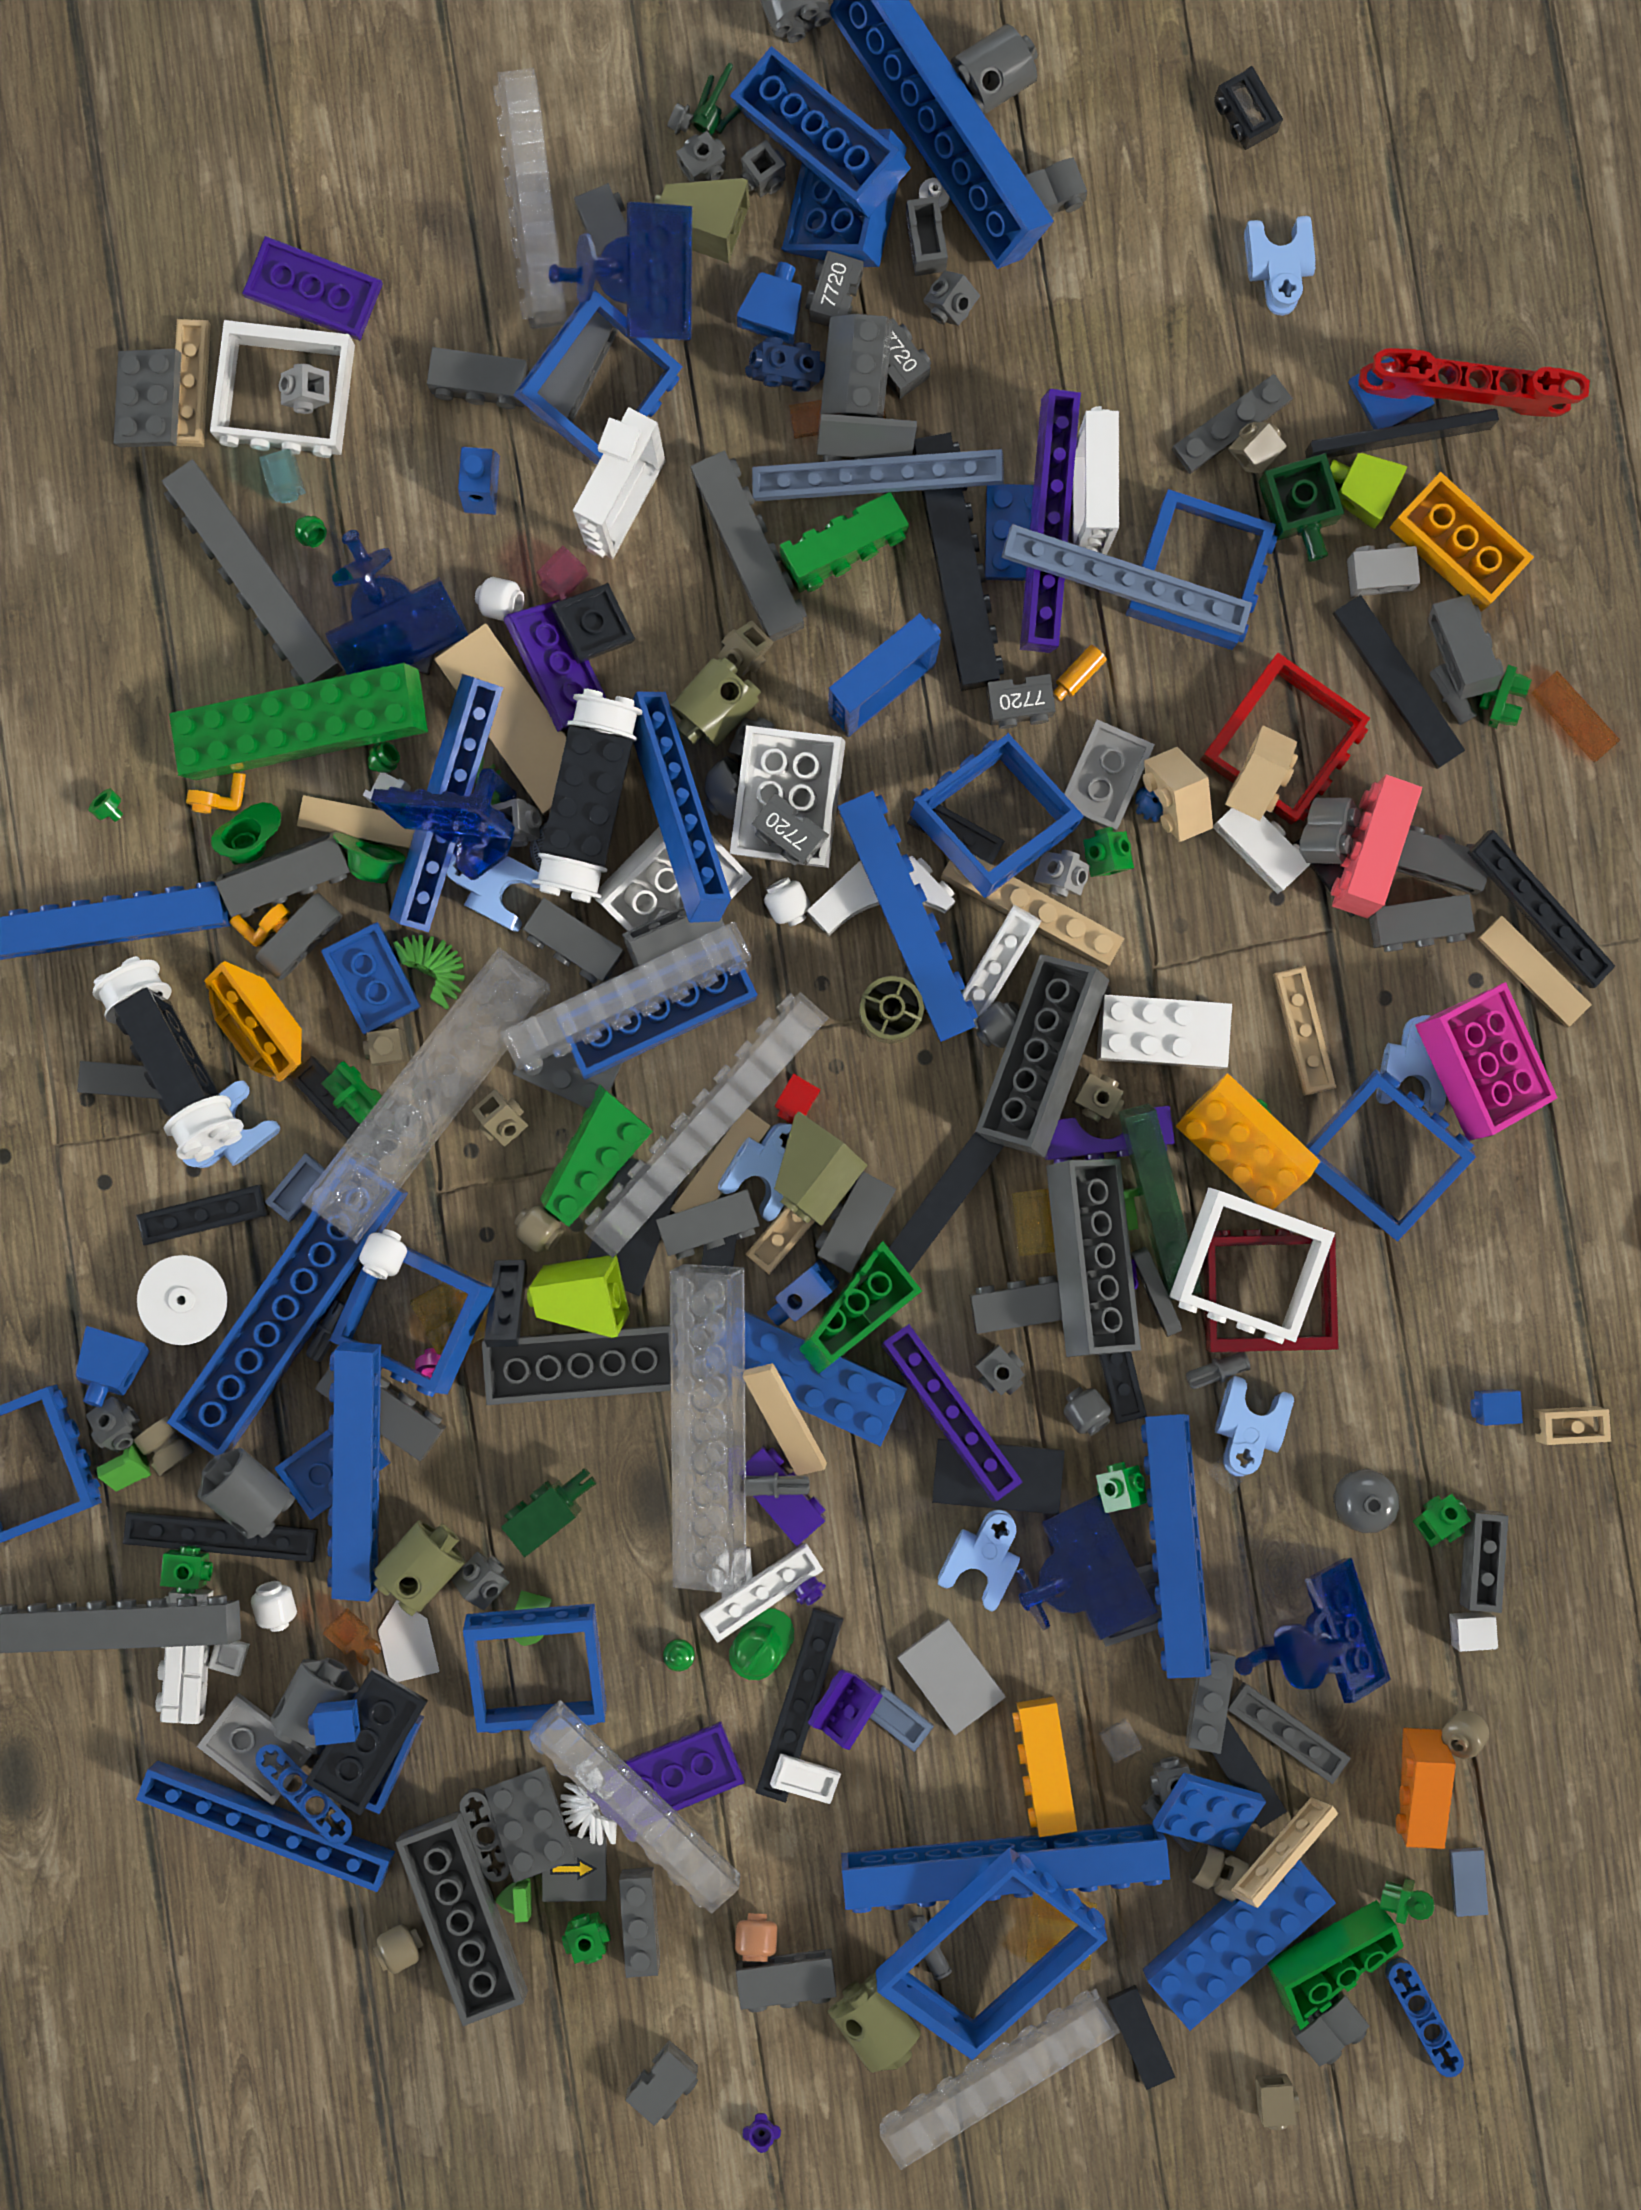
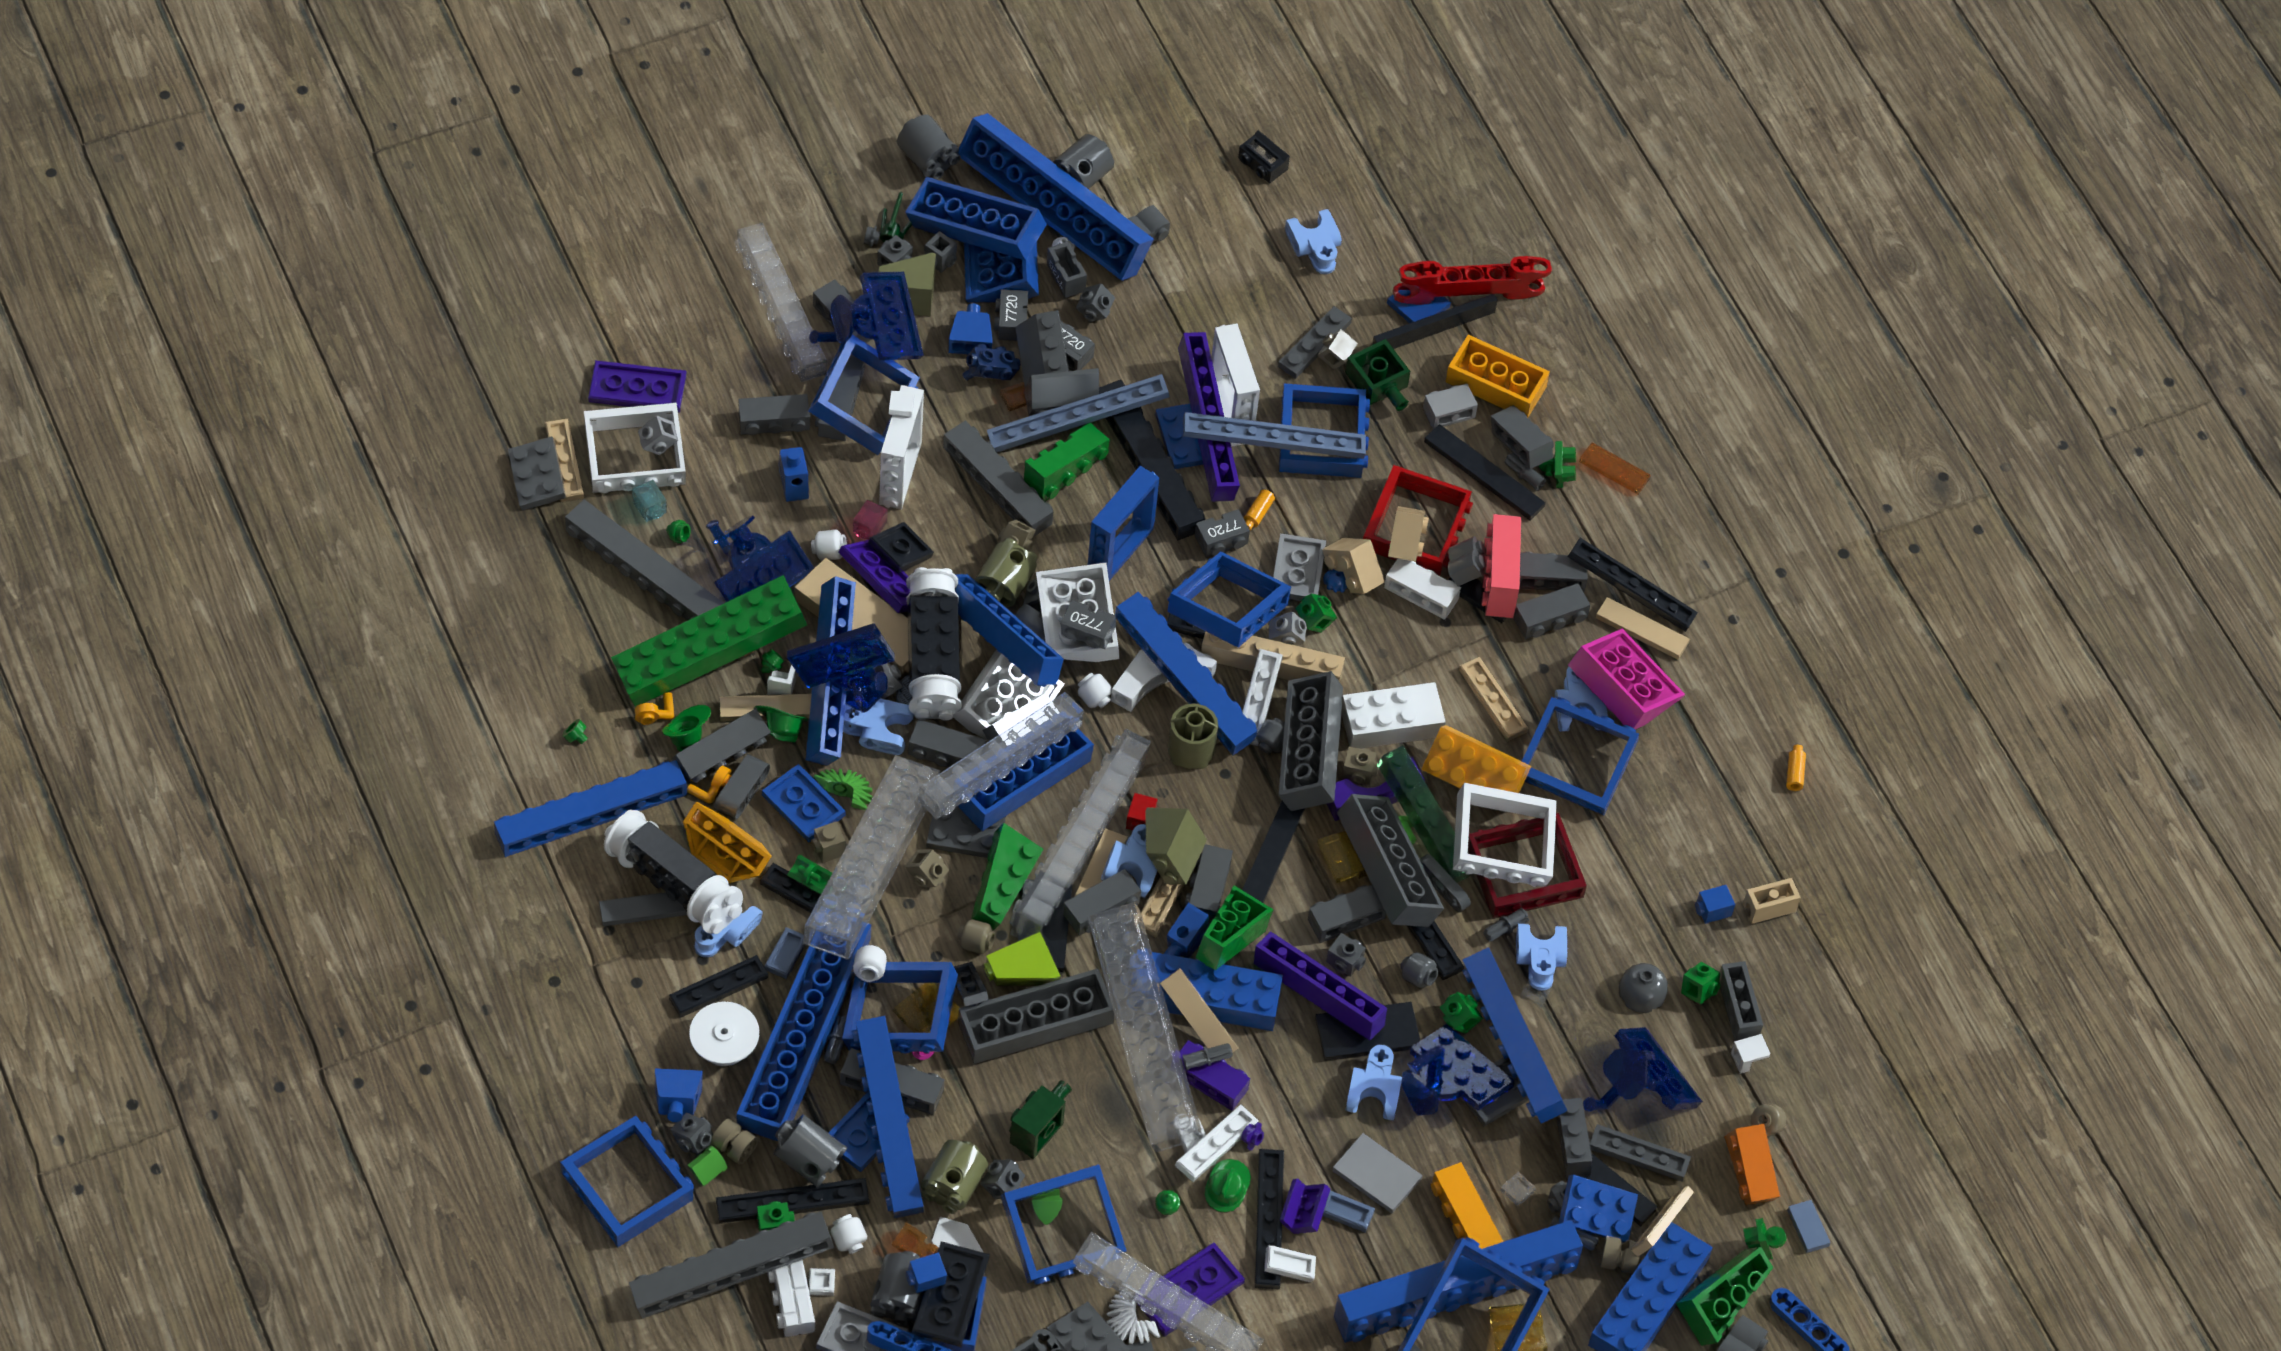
camera: 20 degrees left, 30 degrees down
(1367, 486) = (1422, 358): lime torso -> none

